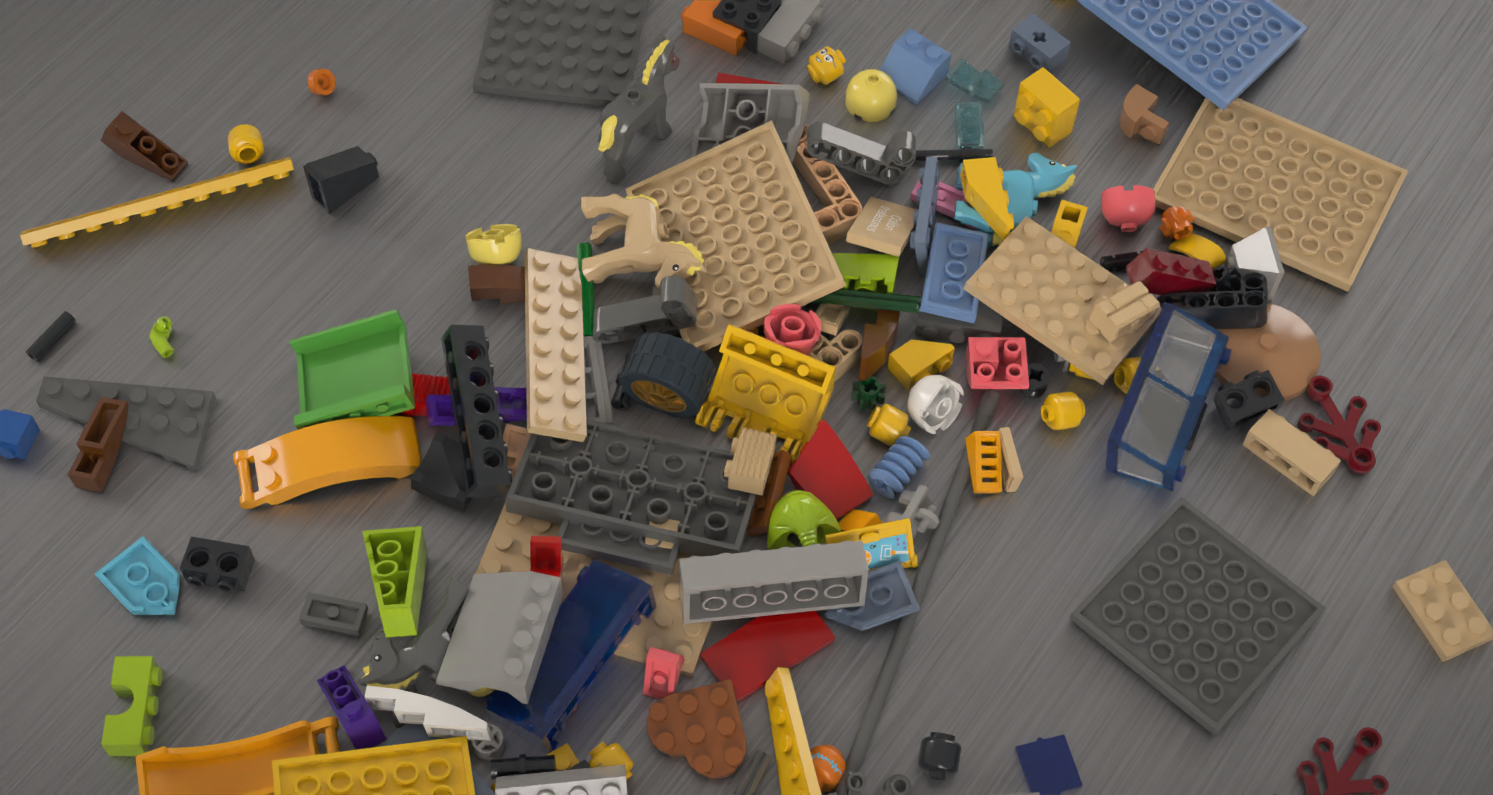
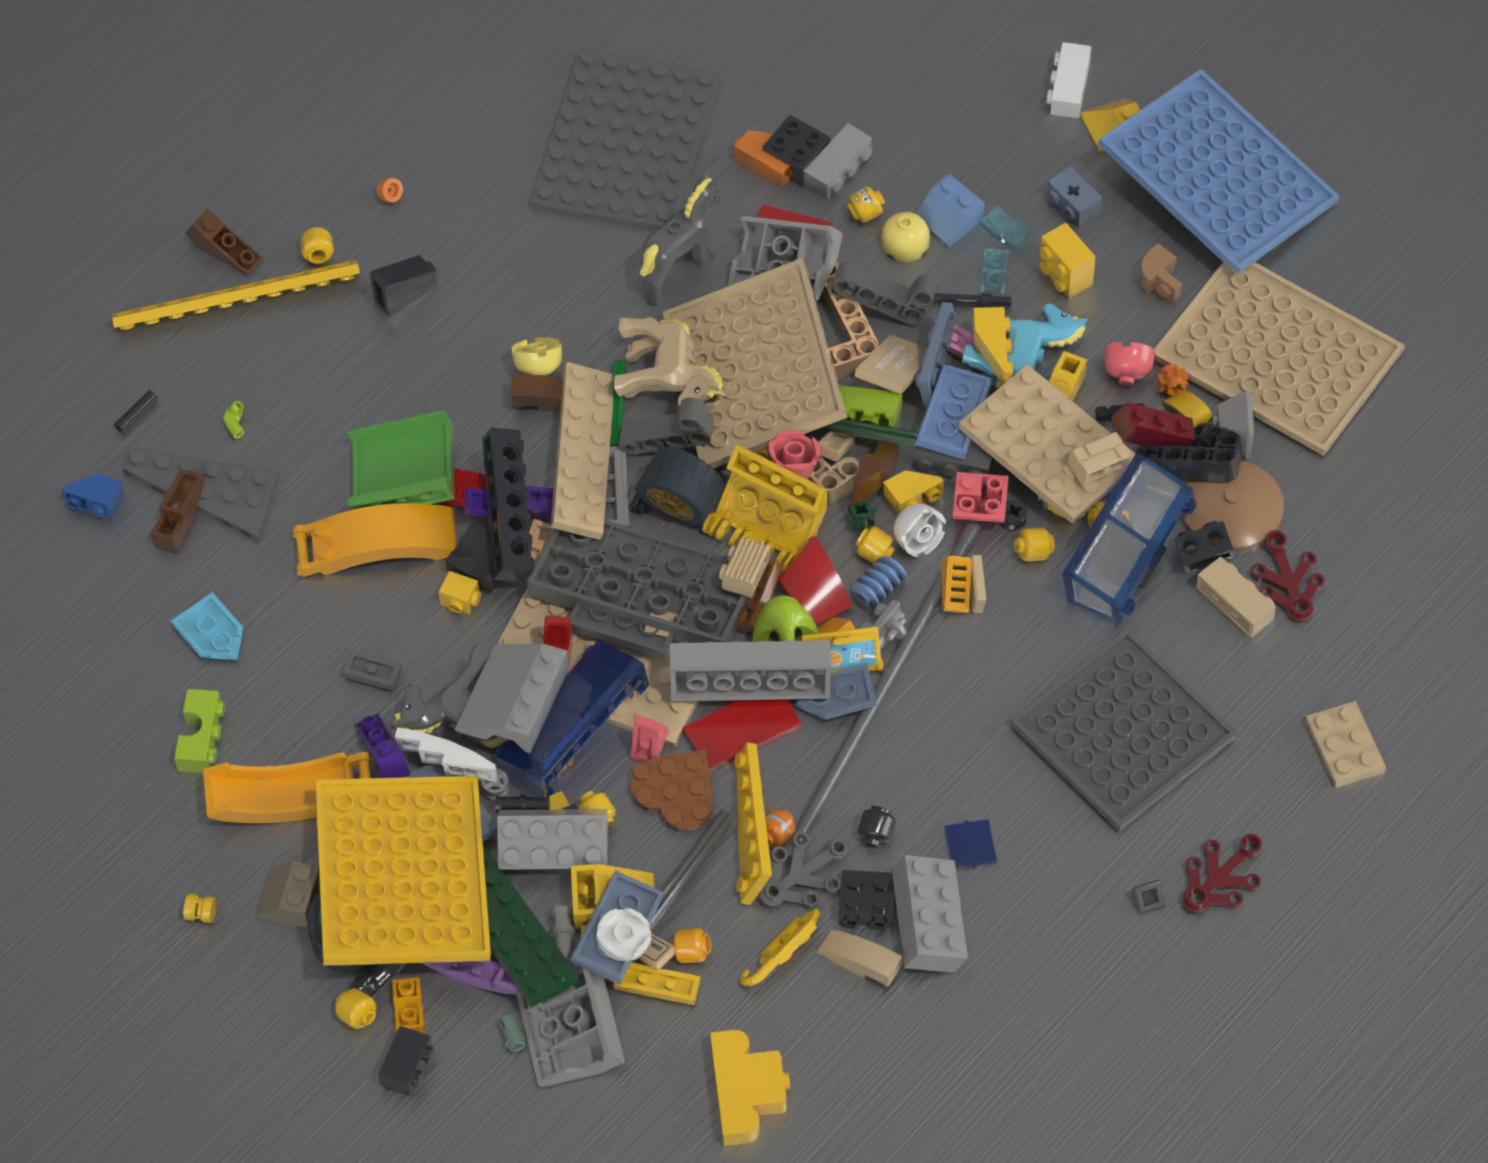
camera: 10 degrees right, 0 degrees up
(220, 558) = (277, 615): black brick -> none
(398, 574) = (430, 637): lime wedge -> none
(430, 513) = (459, 593): none -> yellow brick

